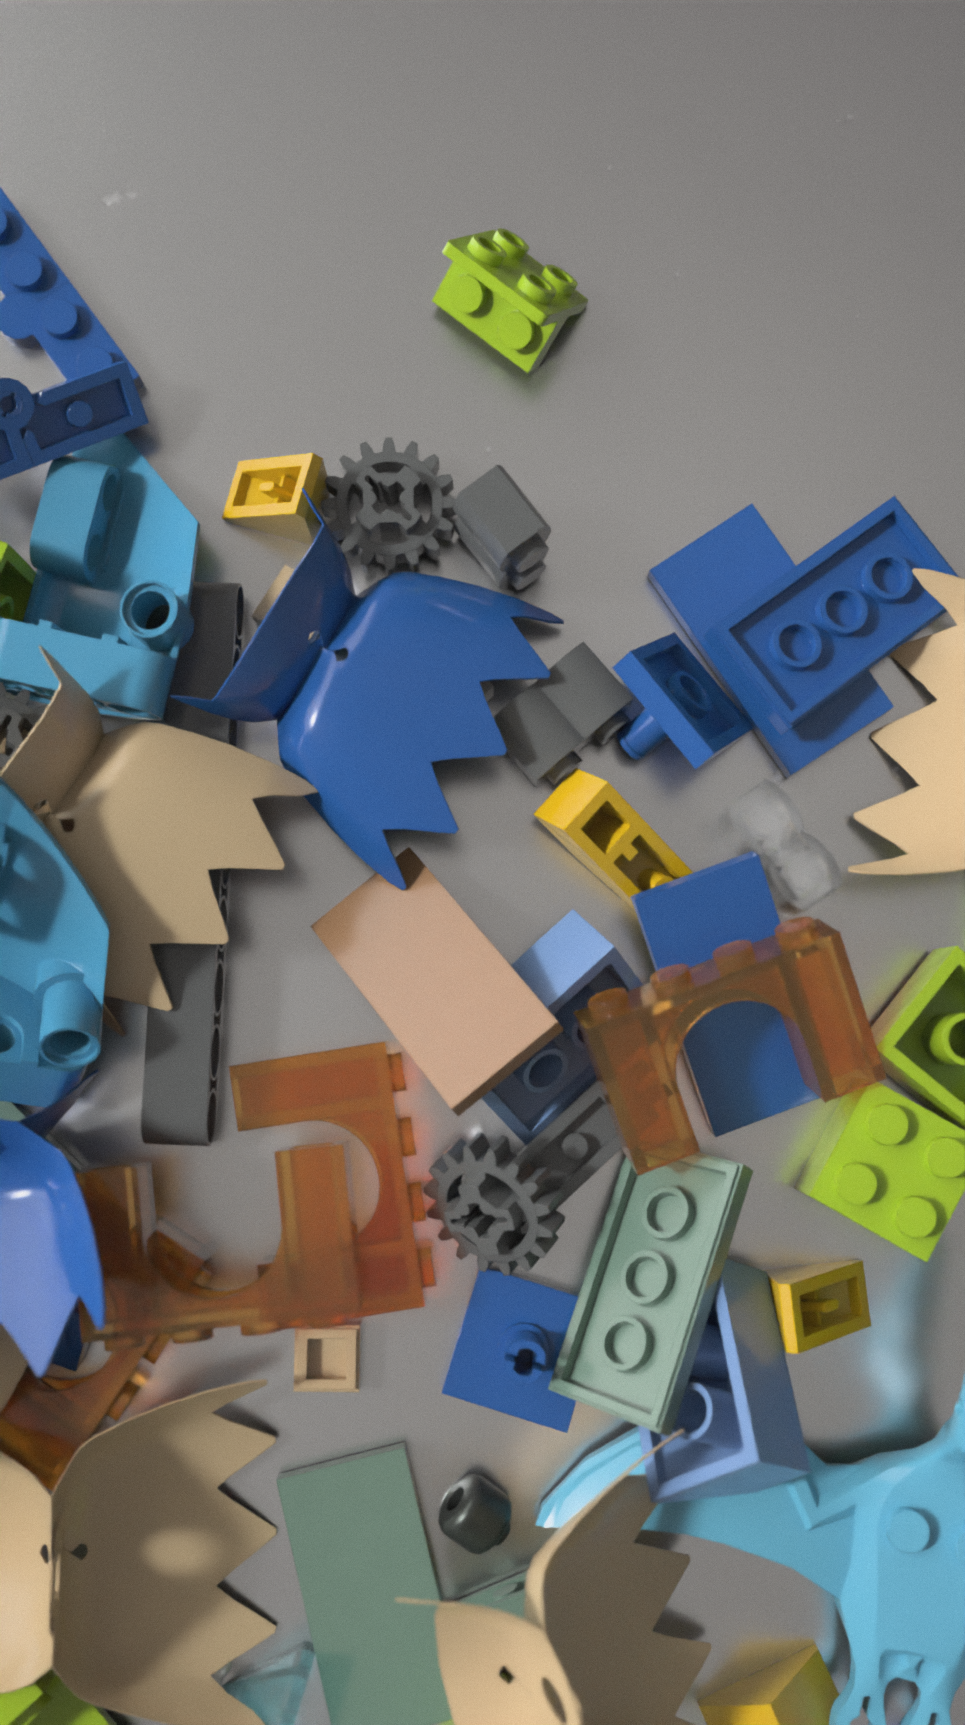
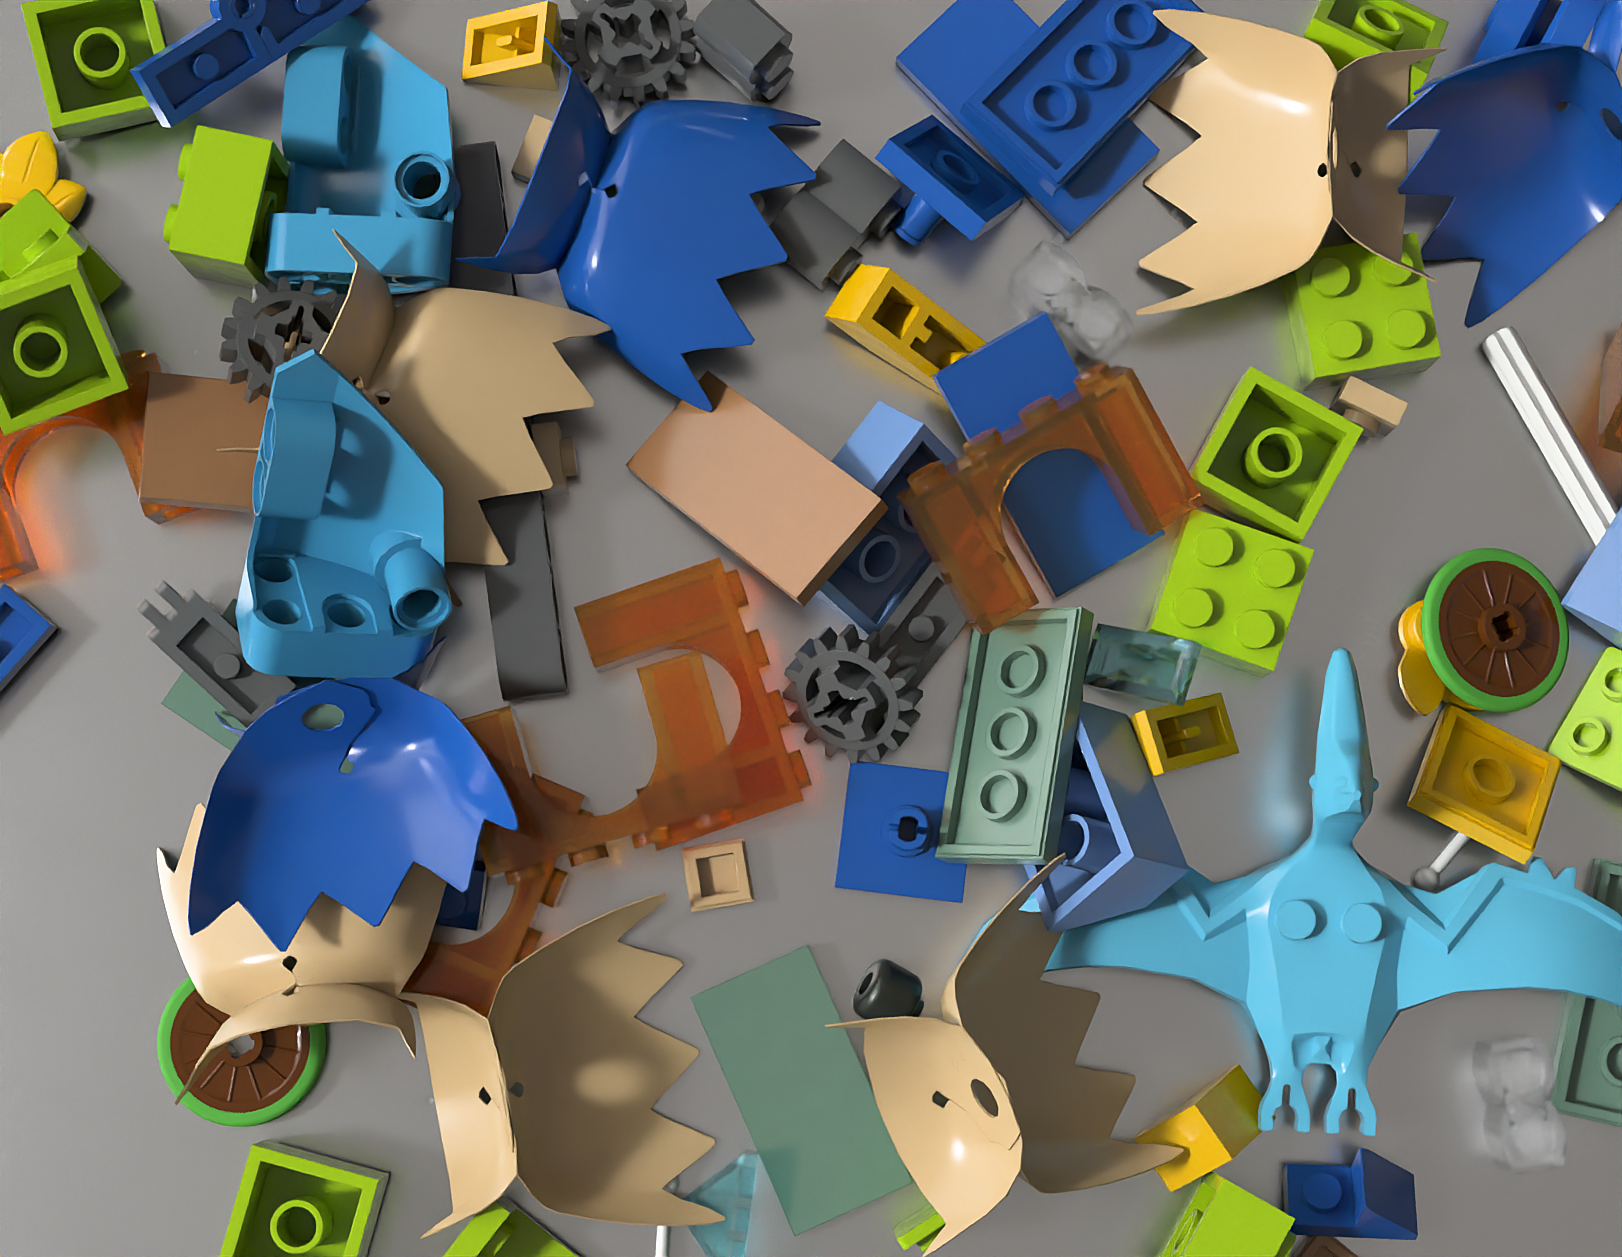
camera: 10 degrees left, 0 degrees up
(240, 906) = (557, 455): none -> tan plate
(794, 1228) = (1141, 664): none -> clear light blue slope

